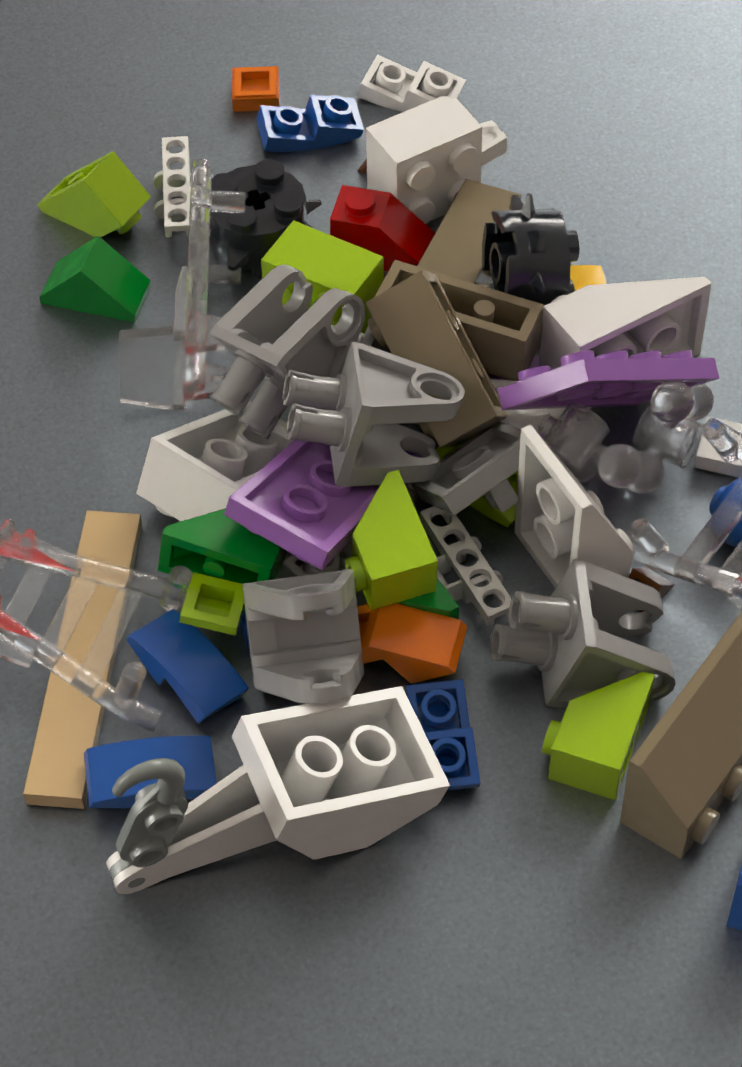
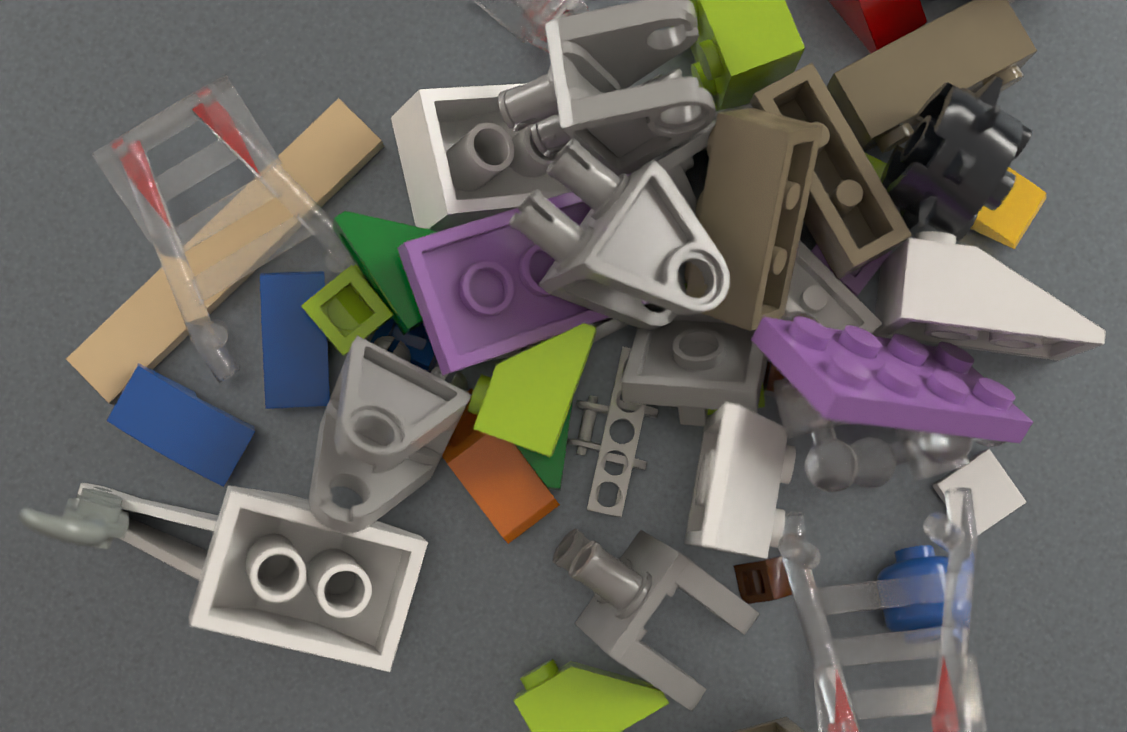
camera: 40 degrees right, 30 degrees up
(445, 721) = (455, 586): blue slope -> none

